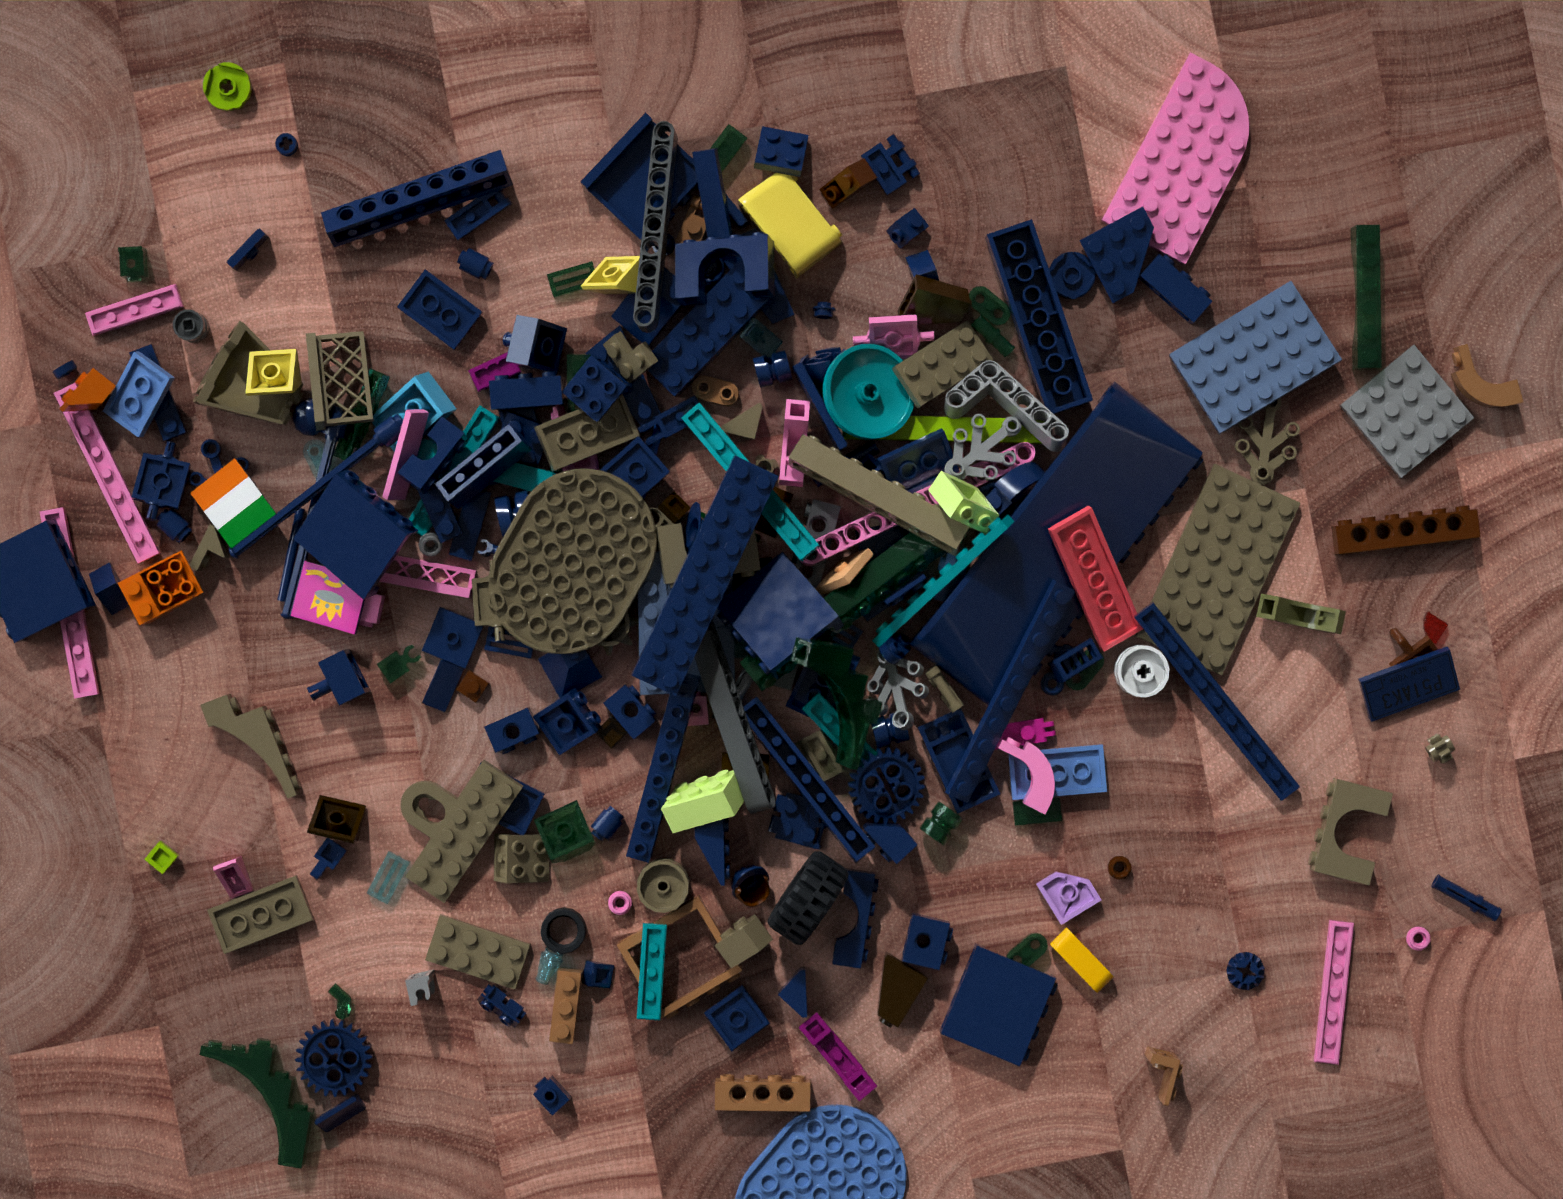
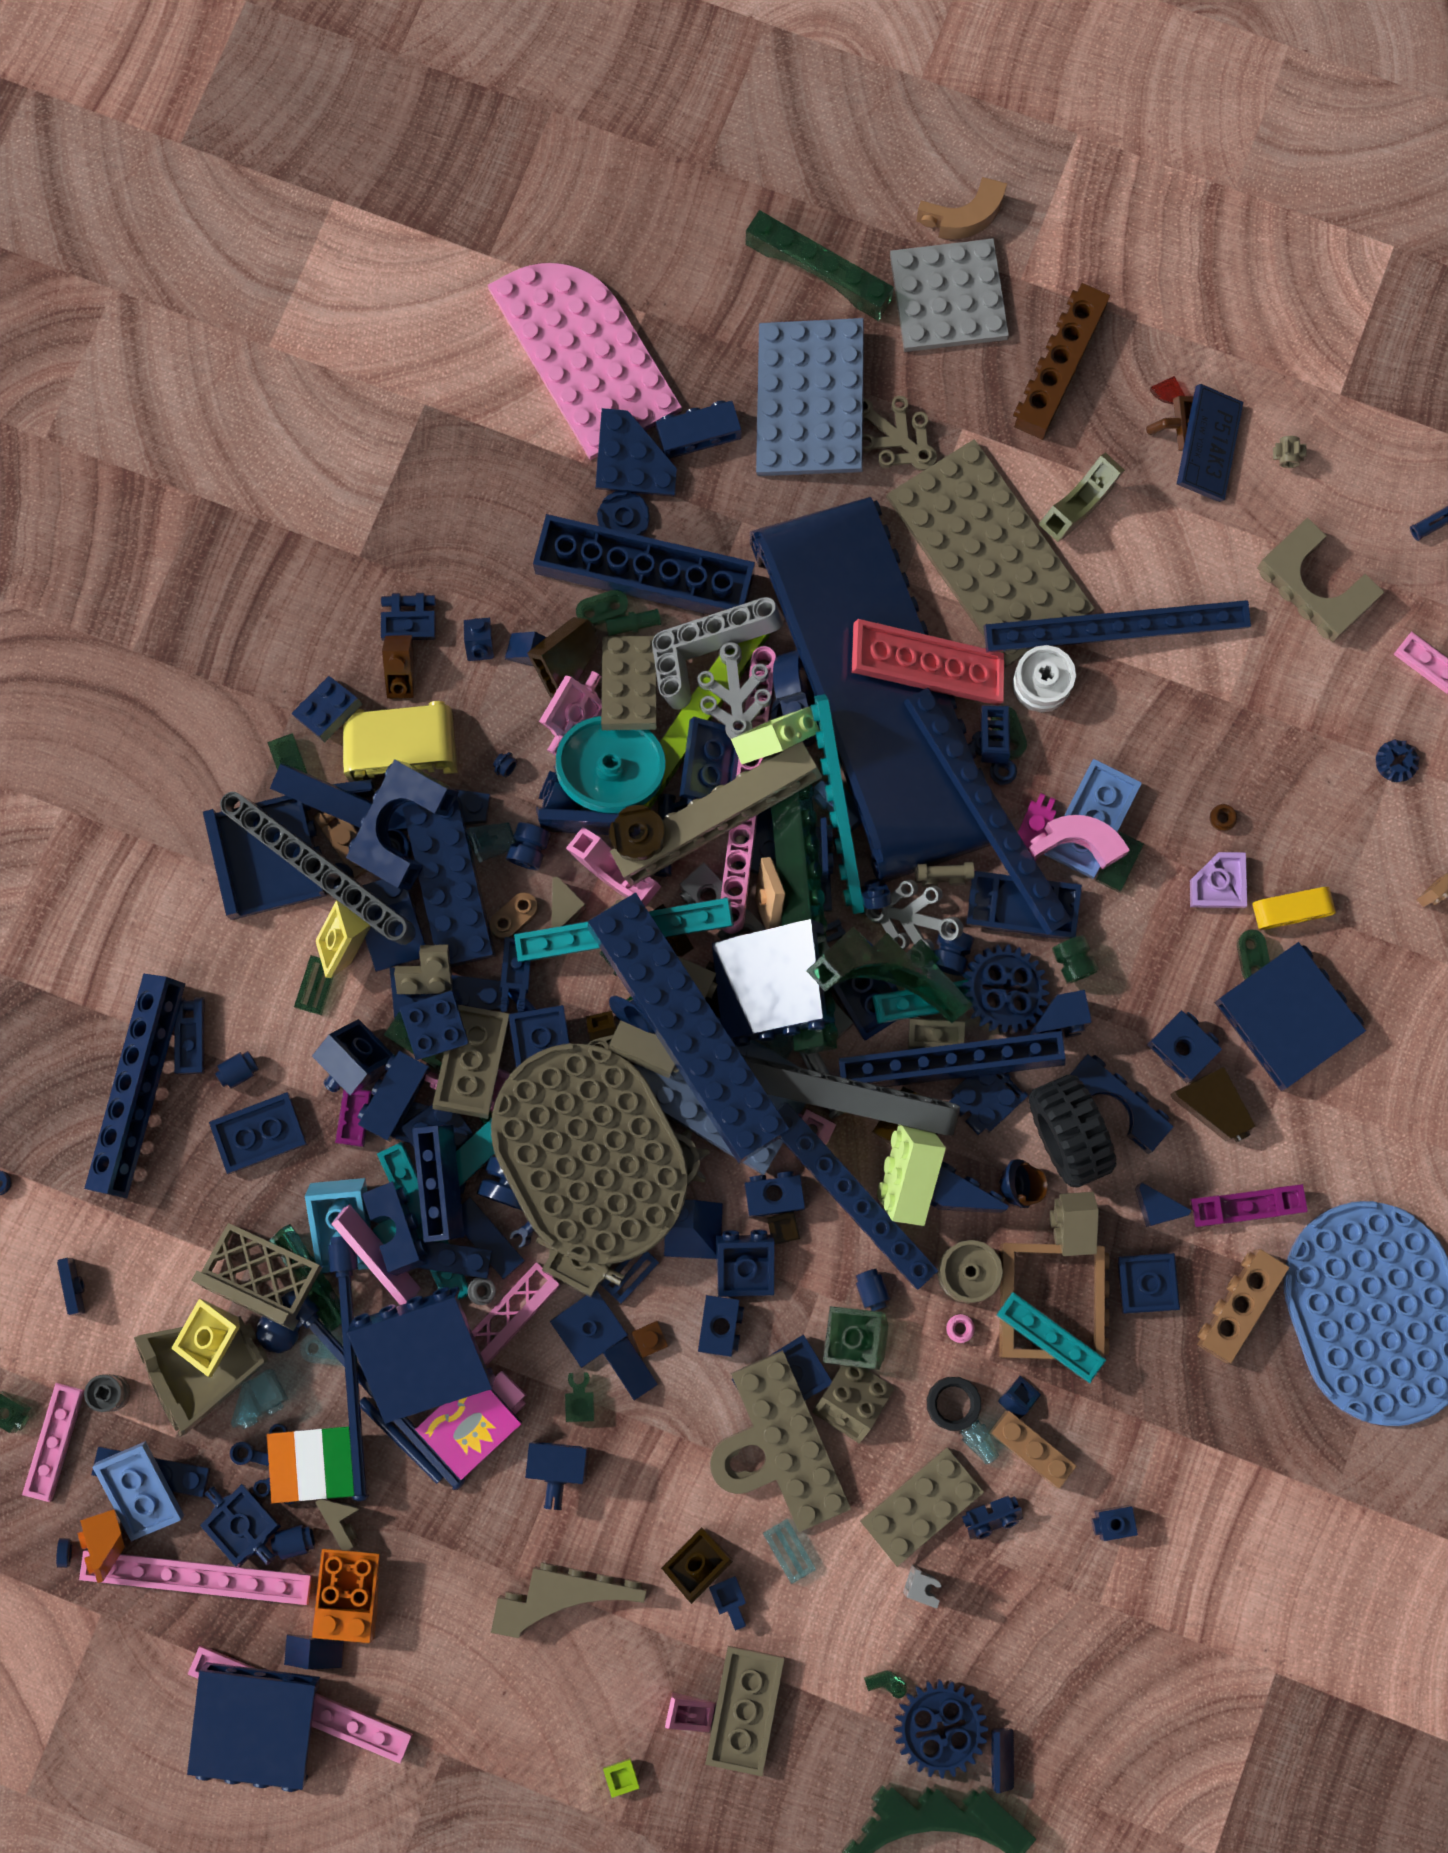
camera: 55 degrees left, 10 degrees down
(256, 434) = (256, 1397): none -> clear light blue slope
(828, 434) = (637, 849): none -> dark brown plate

